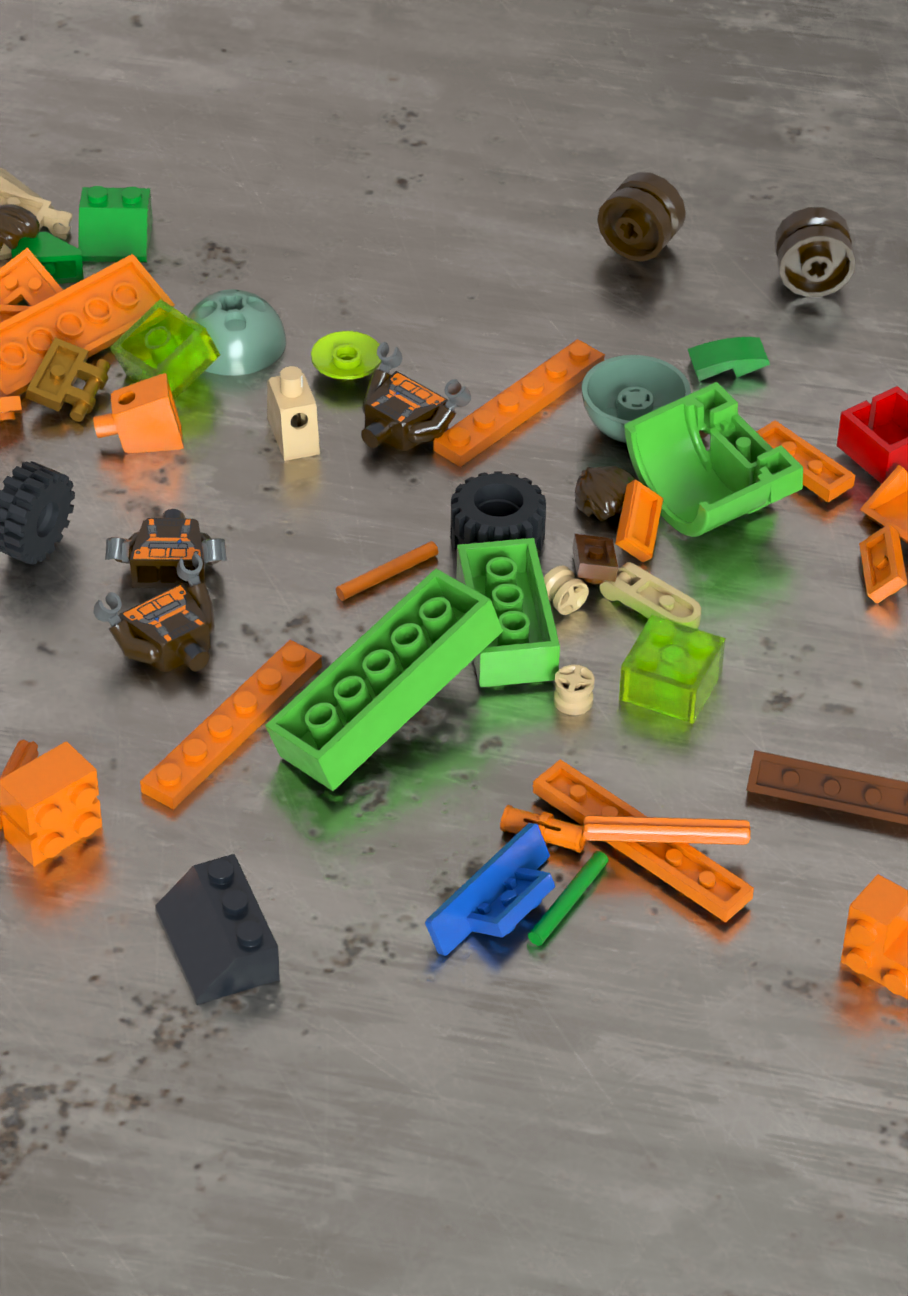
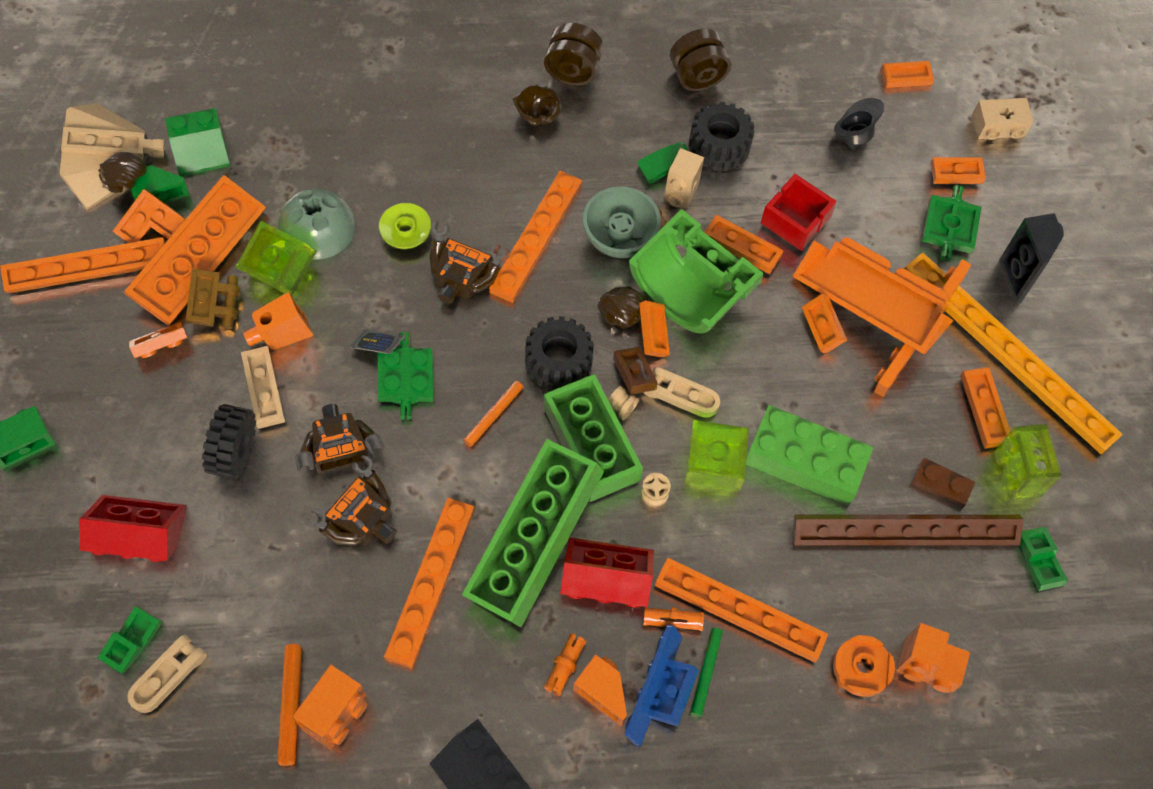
camera: 20 degrees left, 20 degrees up
(96, 481) = (263, 387): none -> tan plate
(261, 463) = (376, 341): none -> sticker
(285, 508) = (405, 376): none -> green plate
(289, 397) = (383, 288): tan torso -> none
(376, 844) = (564, 664): none -> orange pin
(413, 873) = (603, 688): none -> orange slope
(470, 760) = (607, 572): none -> slope
(573, 264) = (538, 105): none -> dark brown hair
(666, 830) = (759, 605): orange axle -> none
(743, 366) = (683, 178): none -> tan brick
(788, 957) = (876, 656): none -> orange plate
(802, 695) = (809, 455): none -> bright green brick
(814, 340) = (721, 120): none -> black tyre

